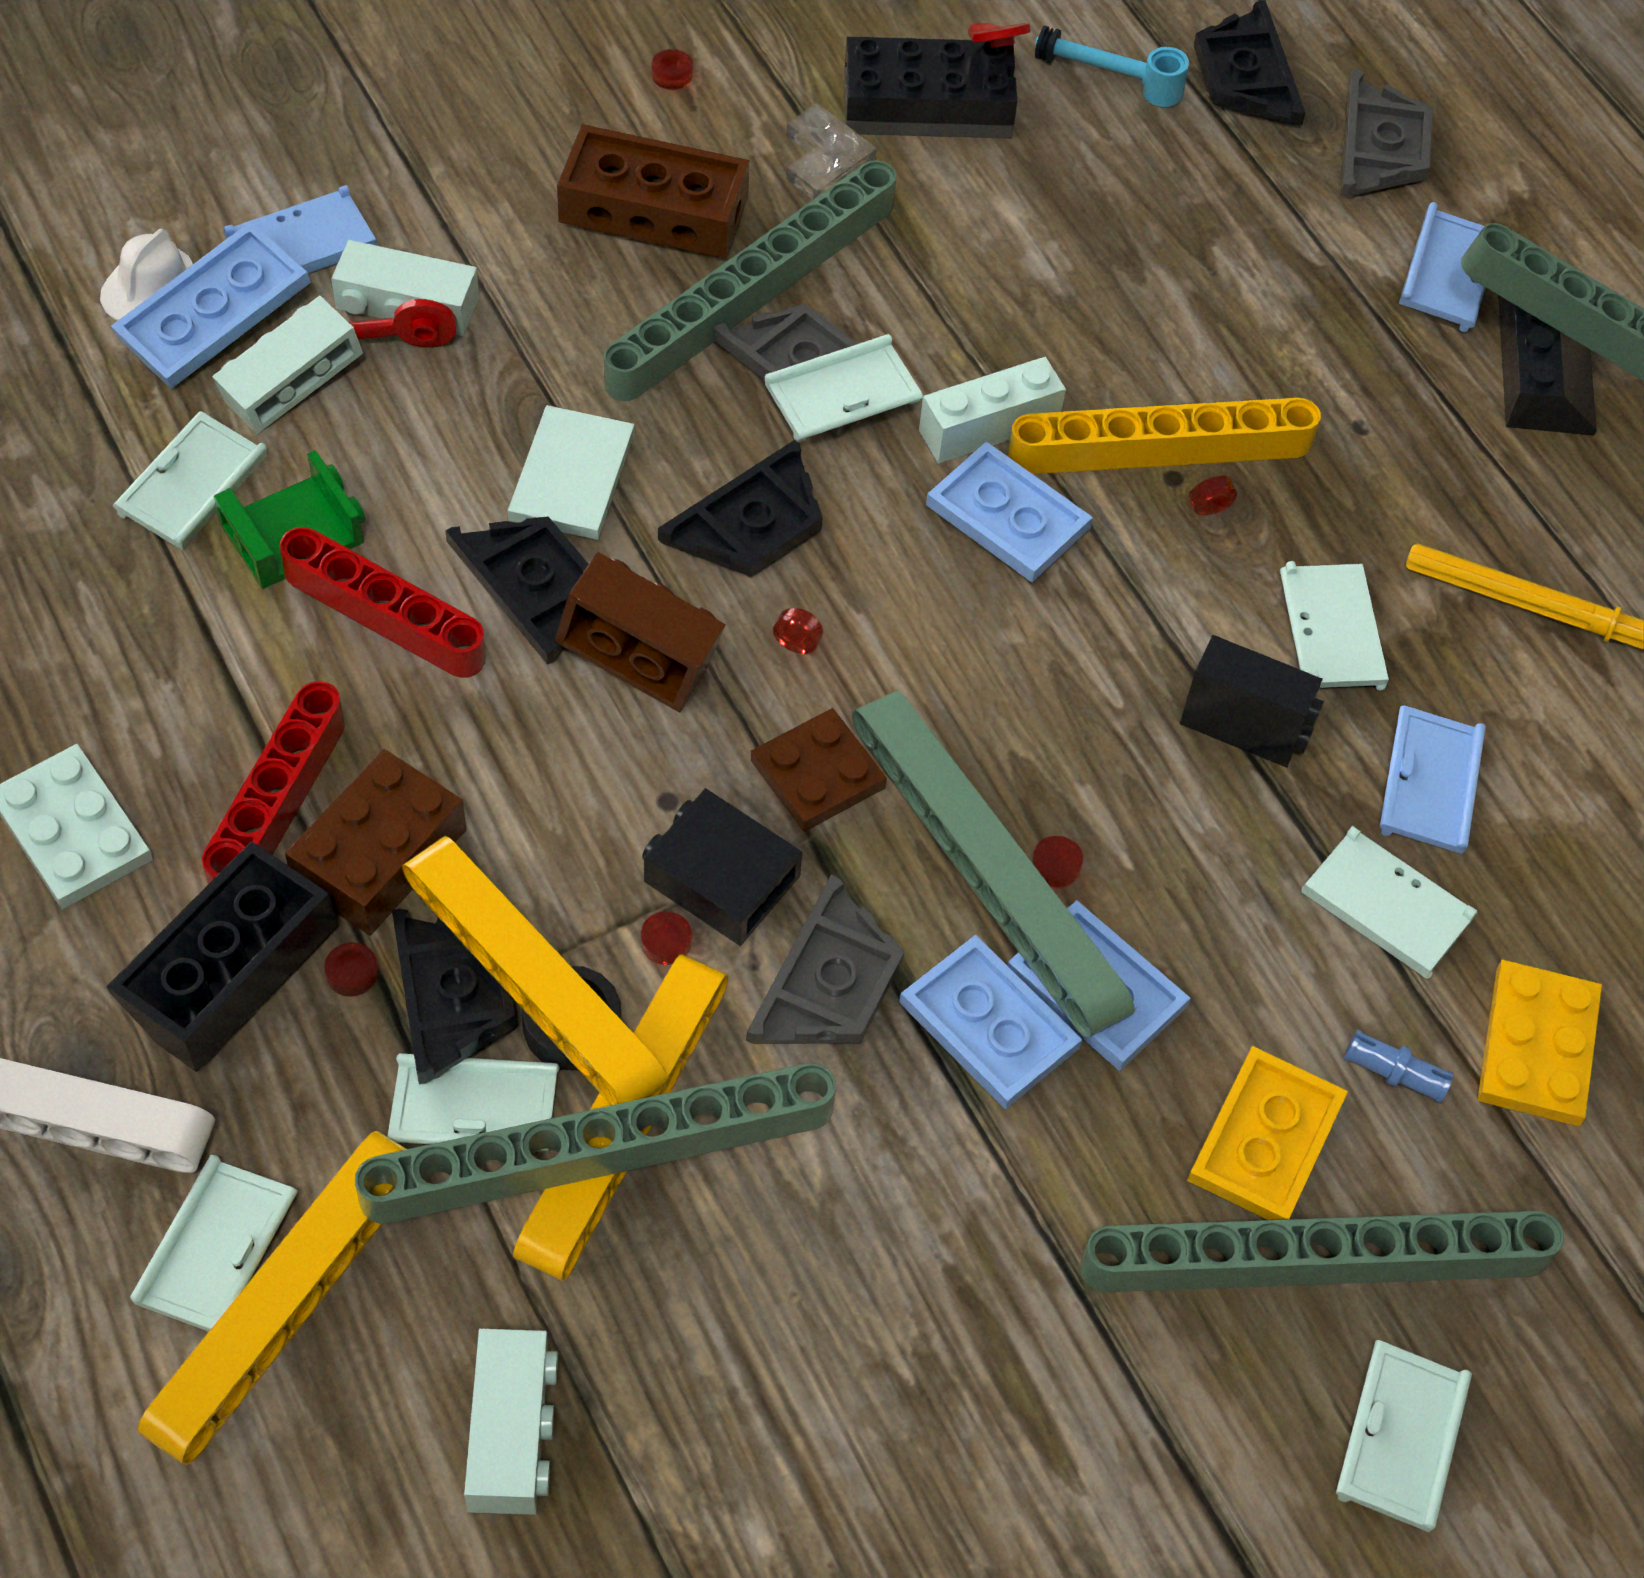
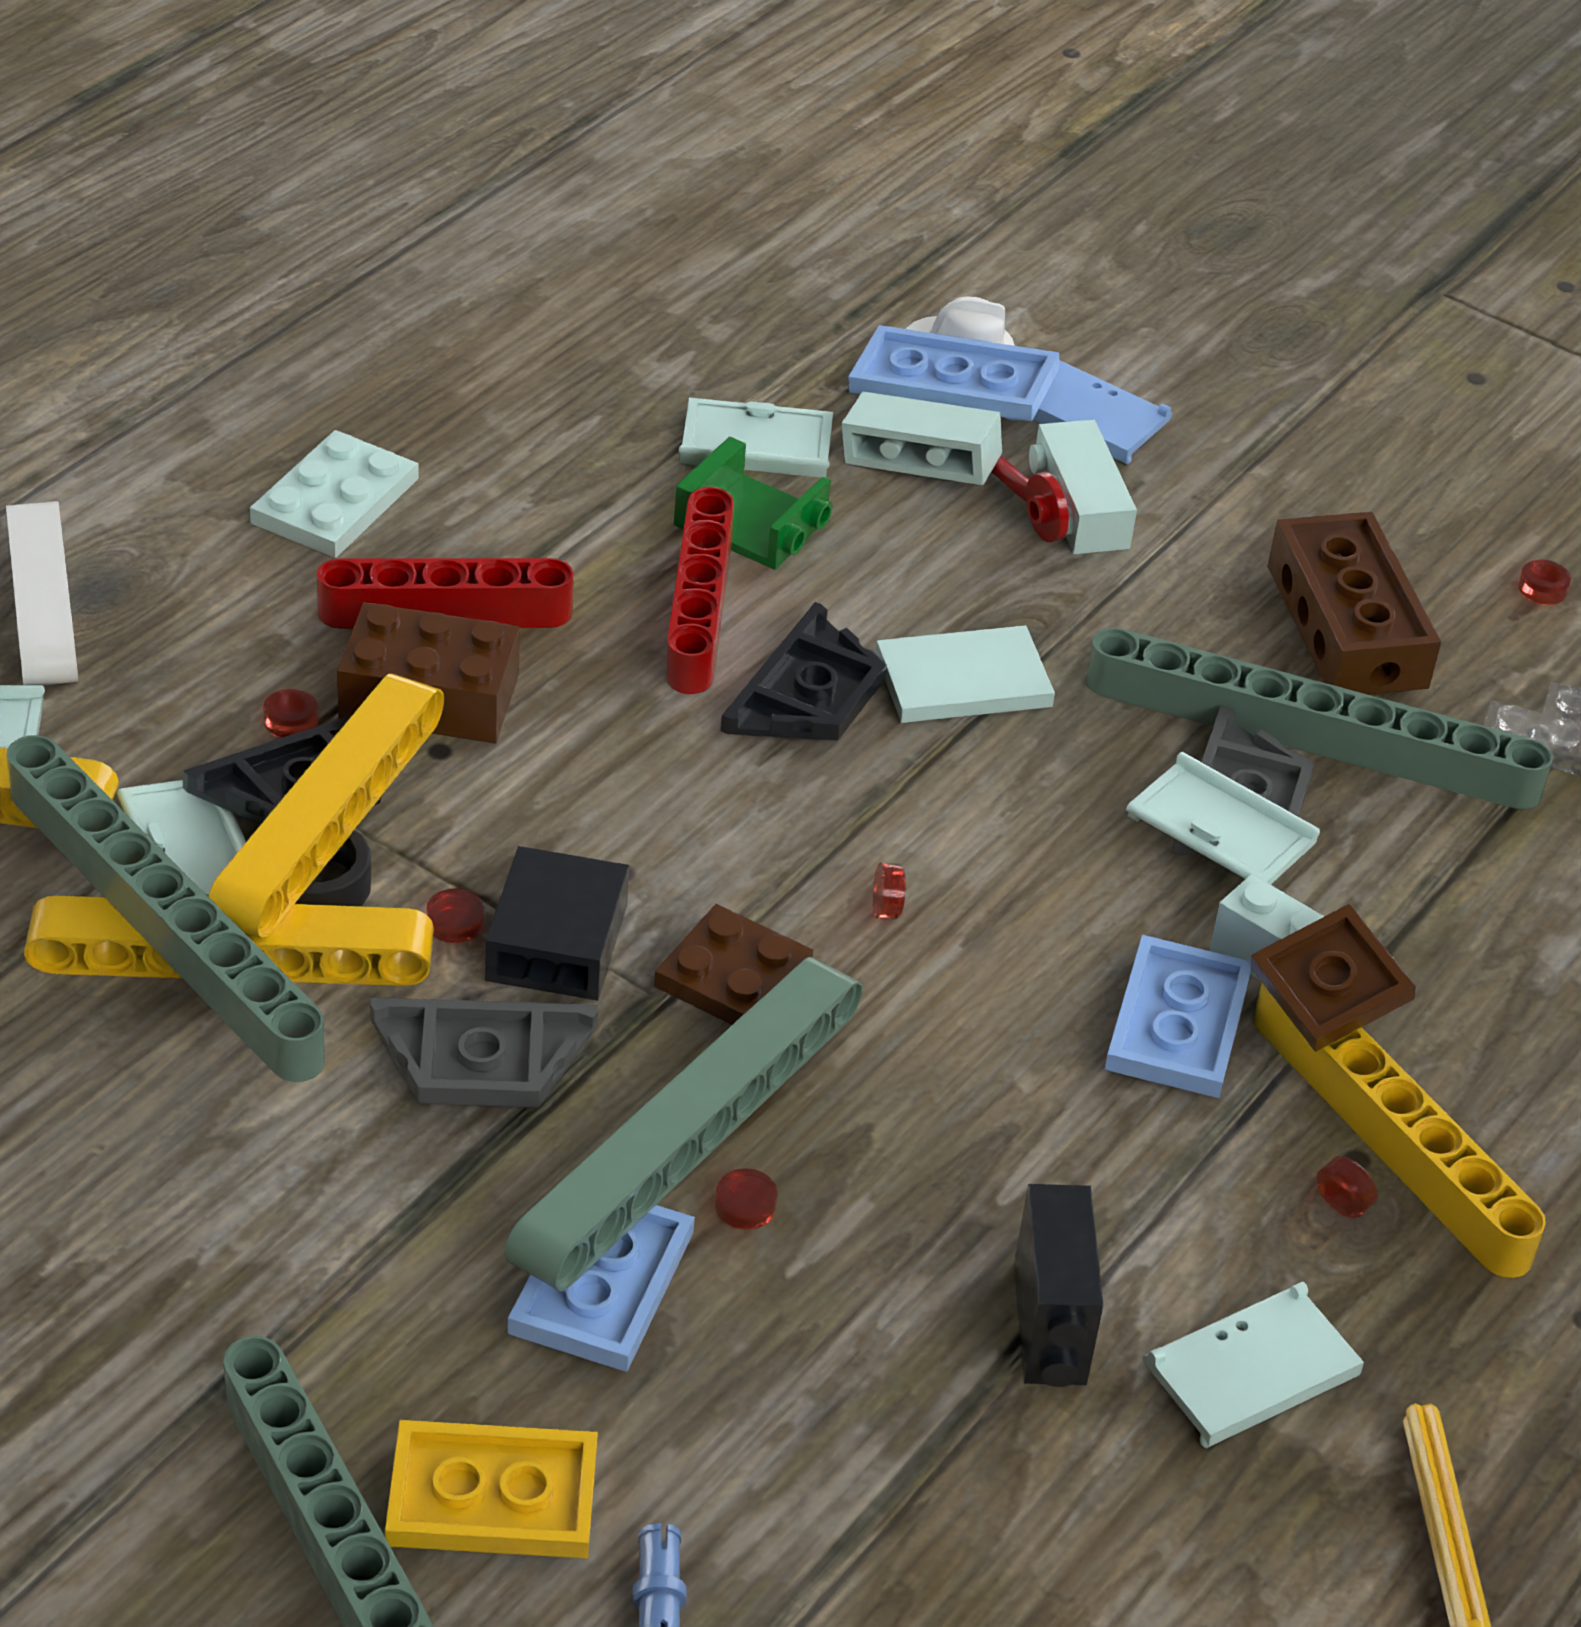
camera: 65 degrees right, 15 degrees down
(224, 955) = (240, 613): black slope -> none
(638, 631) = (778, 751): reddish brown brick -> none
(751, 516) = (1014, 815): black wing -> none
(990, 1021) = (488, 1187): light blue plate -> none
(1065, 399) = (1332, 977): none -> reddish brown plate
(1365, 893) = (881, 1539): light aqua door -> none
(1440, 780) = (1102, 1538): light blue door -> none

